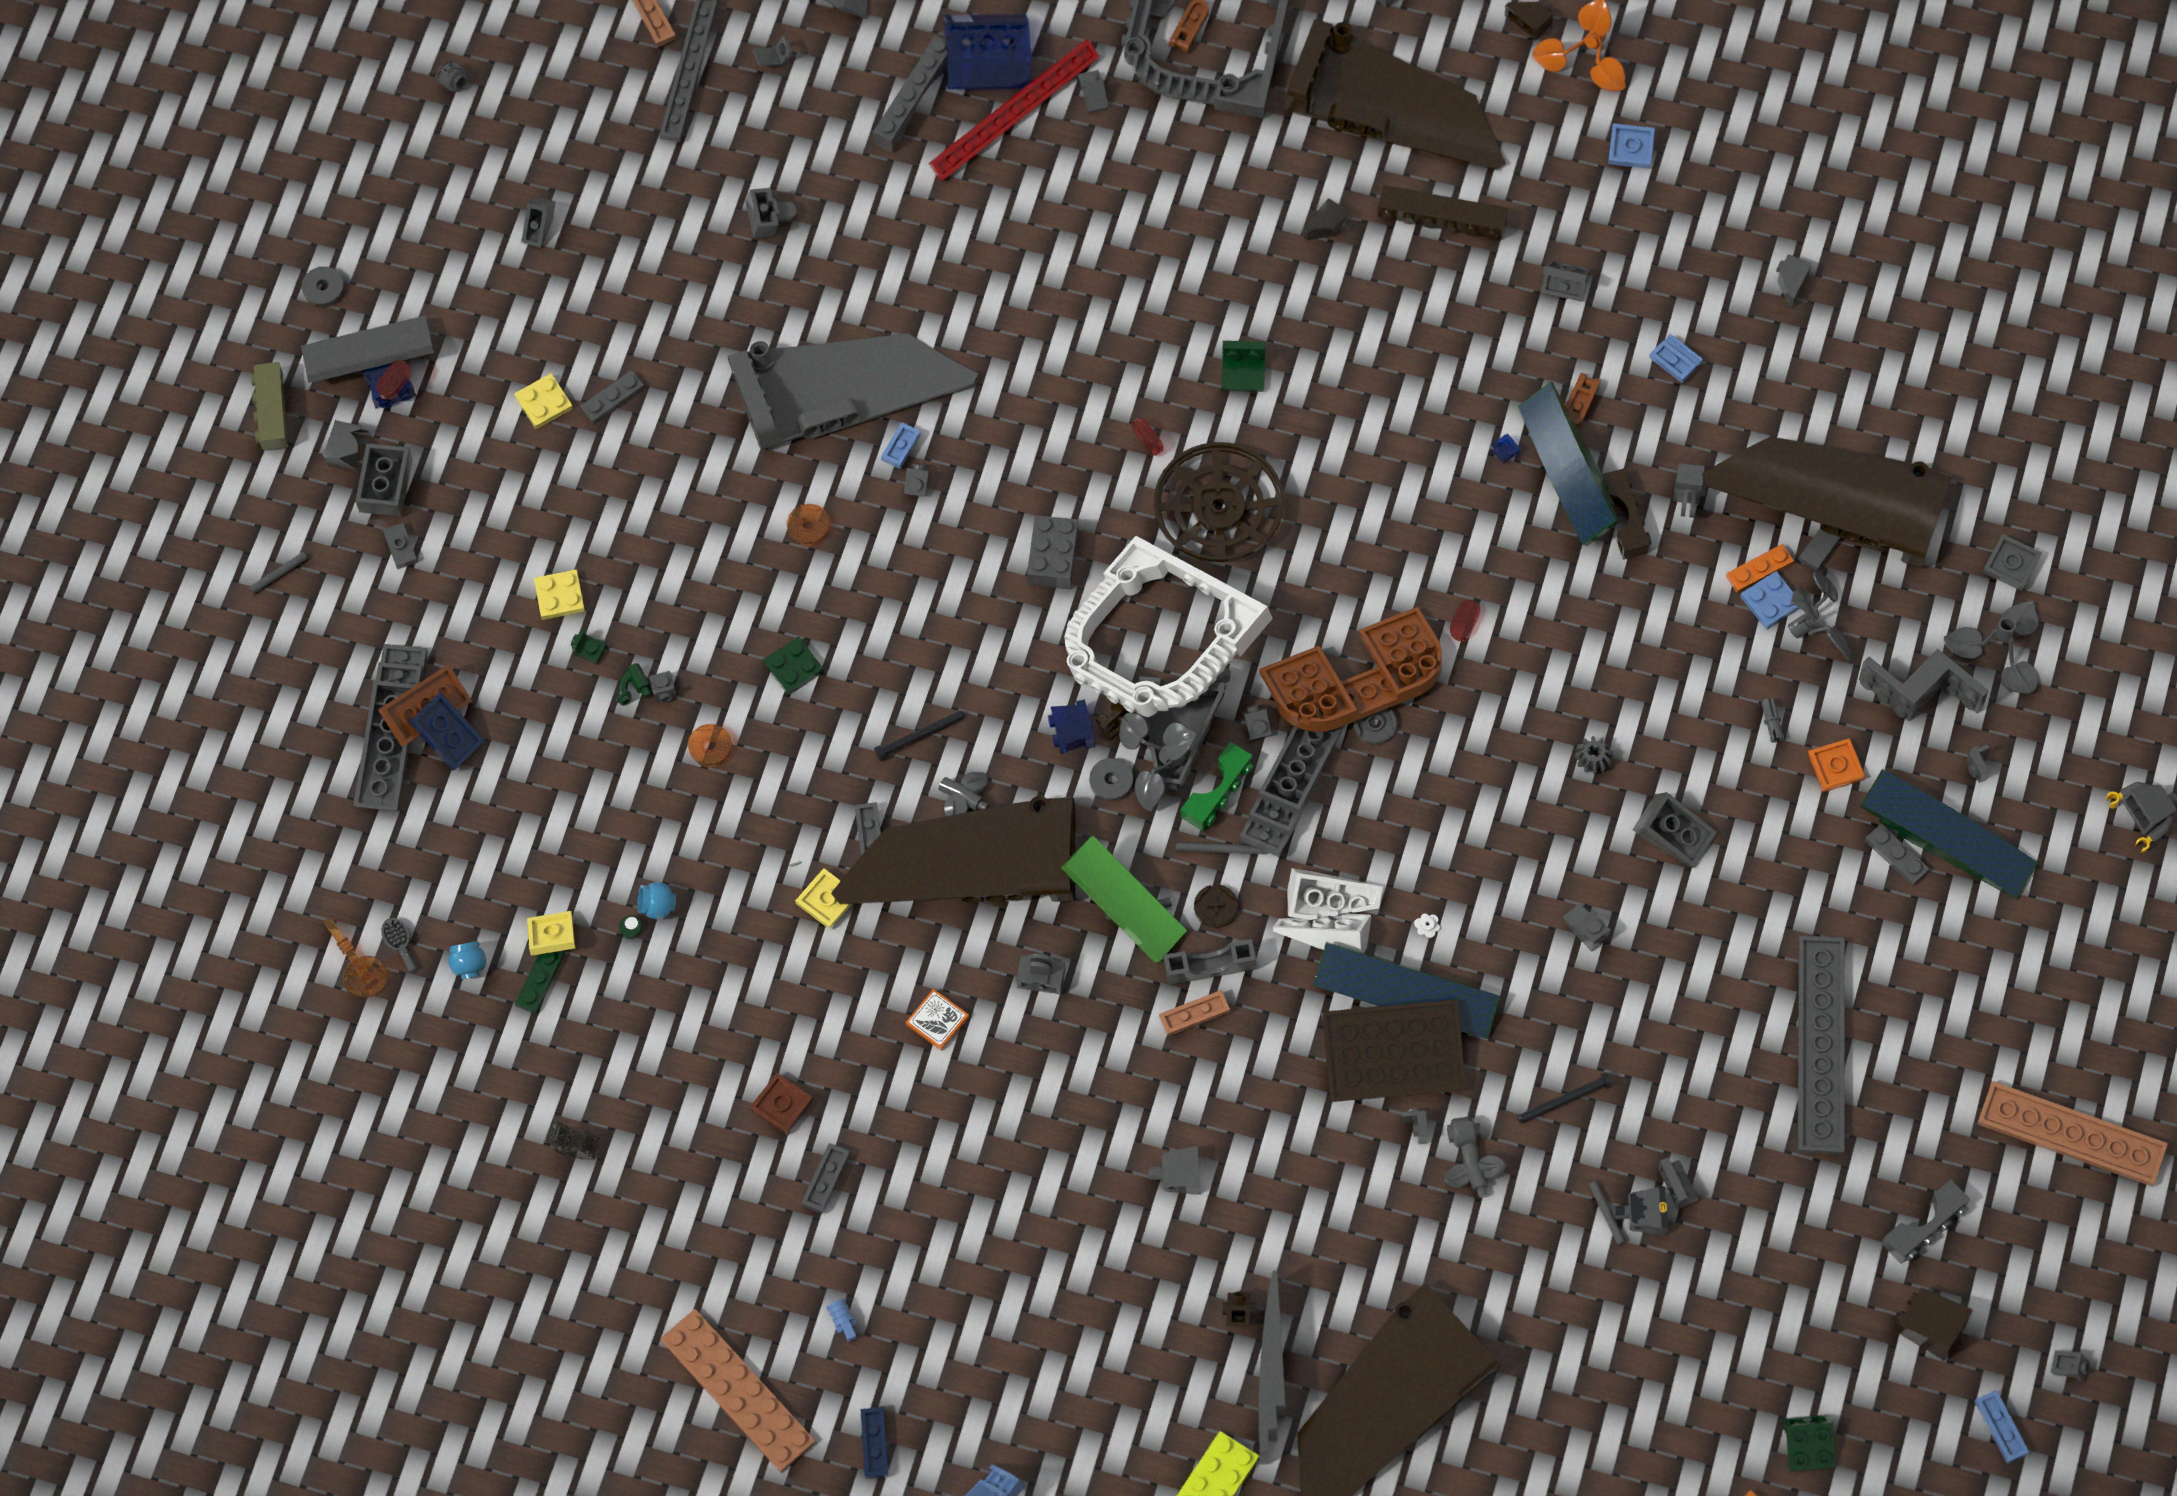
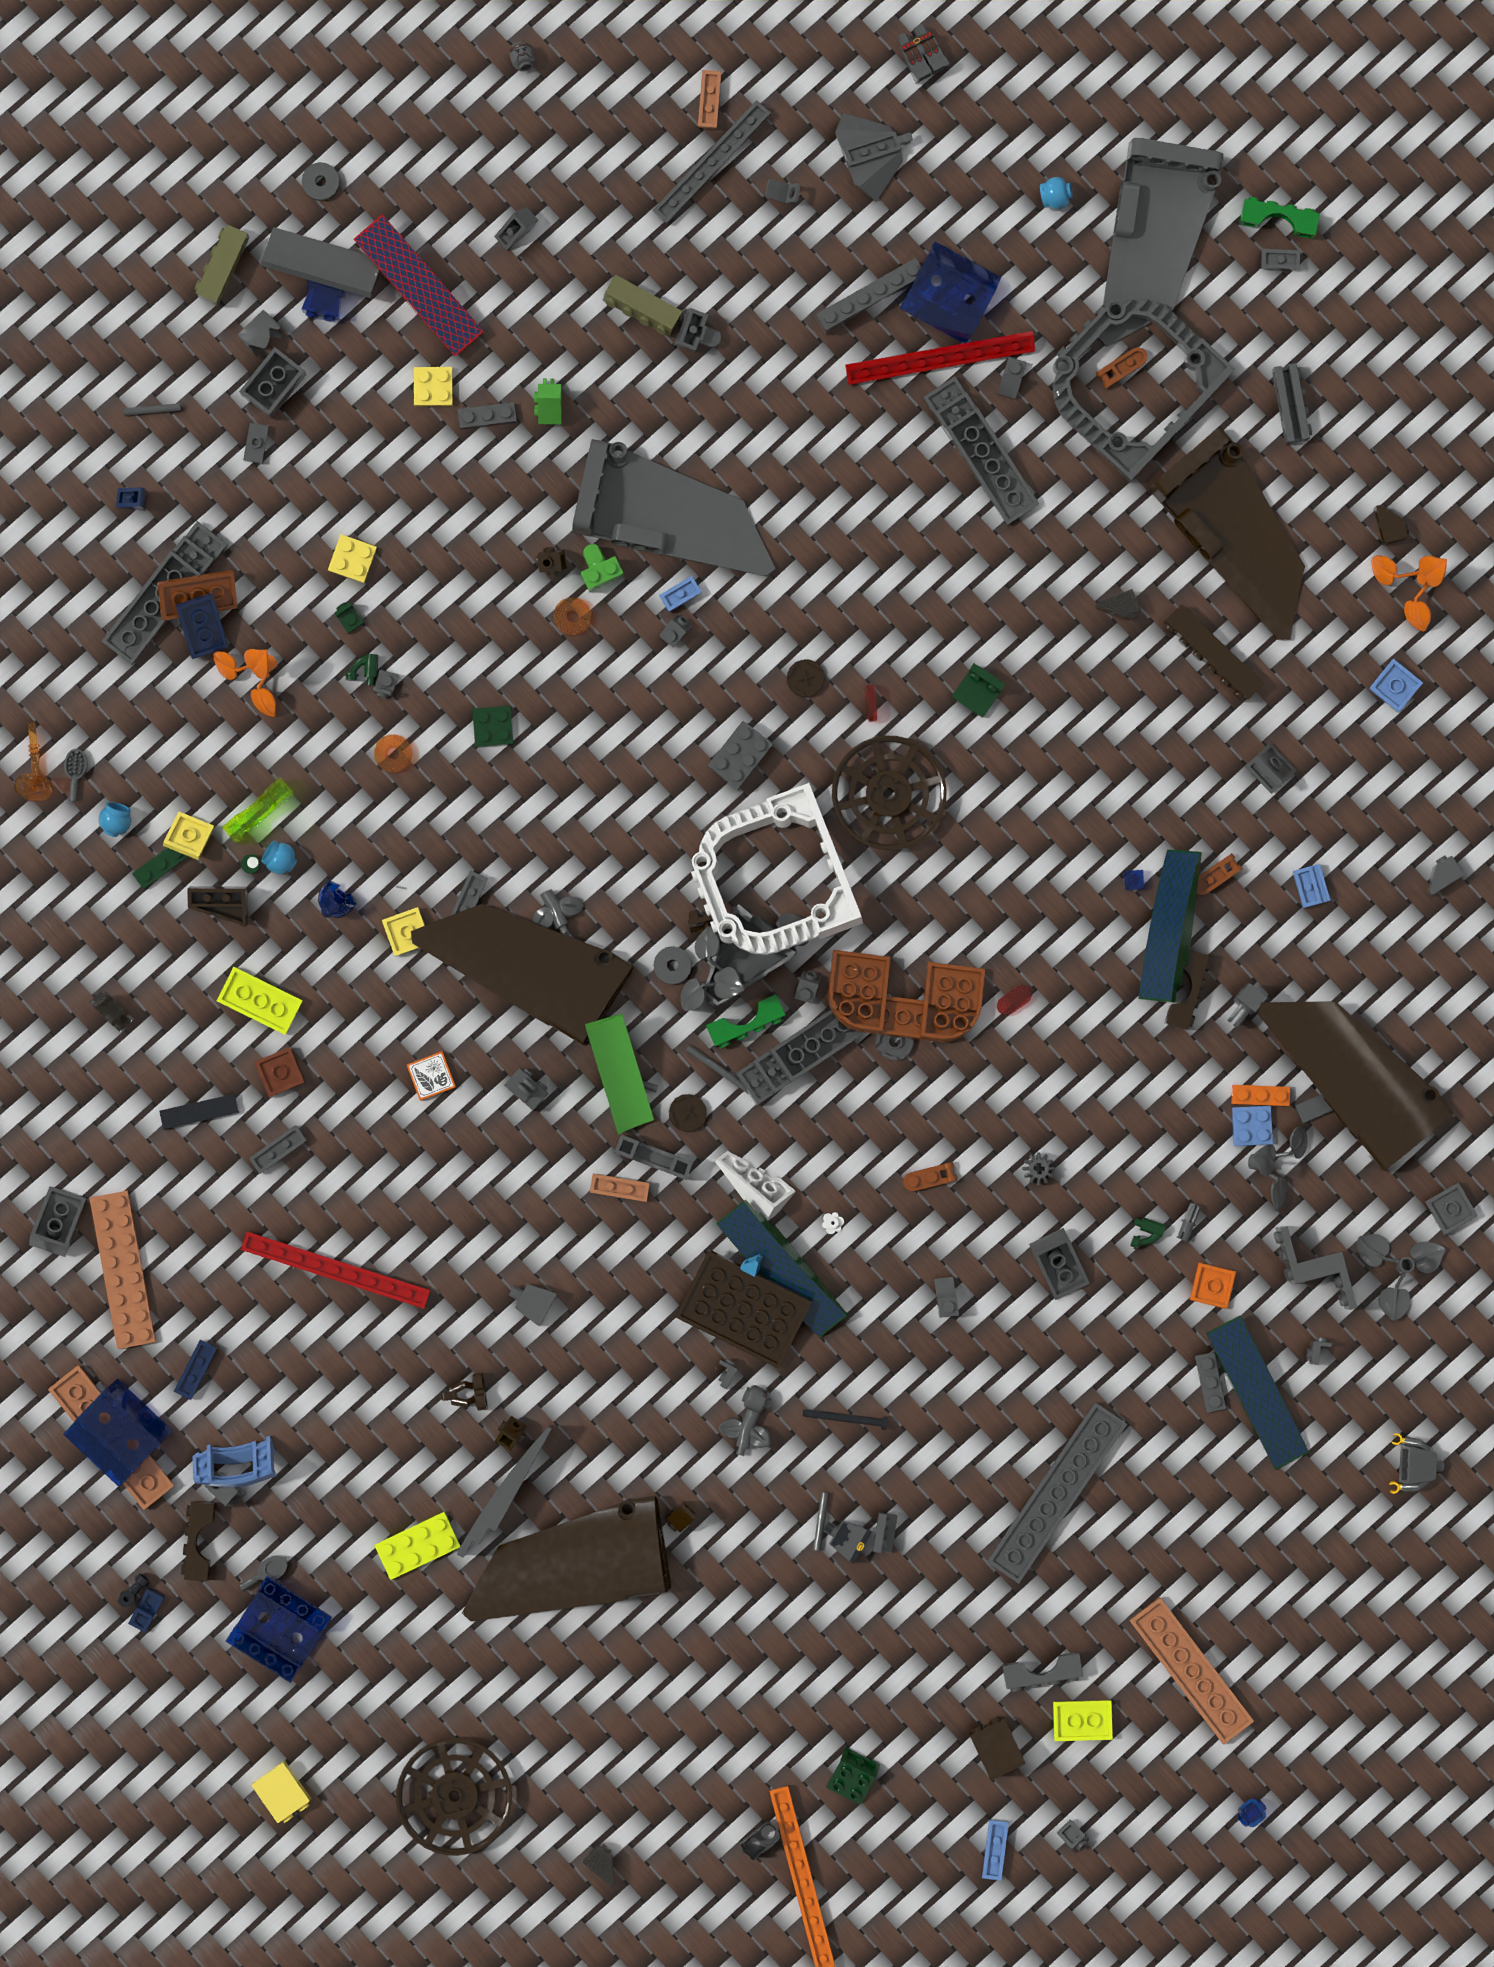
camera: 20 degrees right, 20 degrees up
(306, 660) = (132, 498): none -> dark blue slope
(393, 379) = (325, 303): clear red tile -> none
(475, 317) = (418, 285): none -> dark blue slope
(523, 718) = (261, 665): none -> orange plant
(602, 885) = (258, 811): none -> clear neon green arch
(622, 975) = (220, 901): none -> dark brown wedge
(640, 1381) = (57, 1221): none -> dark grey slope
(666, 347) = (549, 402): none -> bright green brick
(702, 219) = (642, 306): none -> olive brick
(719, 1048) = (259, 1000): none -> neon yellow plate
(722, 1190) = (199, 1111): none -> black tile
(737, 910) = (334, 901): none -> clear blue cylinder
(763, 480) = (551, 560): none -> dark brown brick
(809, 466) = (599, 571): none -> bright green brick
(842, 1318) = (227, 1264): medium blue hinge -> none
(881, 752) = (552, 841): black bar -> none
(957, 1260) = (335, 1270): none -> red plate
(1070, 452) = (805, 678): none -> dark brown tile
(1071, 727) = (667, 906): clear blue hips -> none
(1105, 165) = (981, 450): none -> dark grey slope
(1173, 1286) = (477, 1385): none -> dark brown piece
(1323, 895) = (769, 1153): white wedge -> none
(1374, 999) = (752, 1265): none -> dark azure slope
(1464, 1287) = (681, 1517): none -> dark brown slope
(1493, 827) = (929, 1177): none -> dark orange plate
(1739, 745) = (1154, 1228): none -> dark green plant
(1999, 1246) = (1082, 1720): none -> neon yellow plate

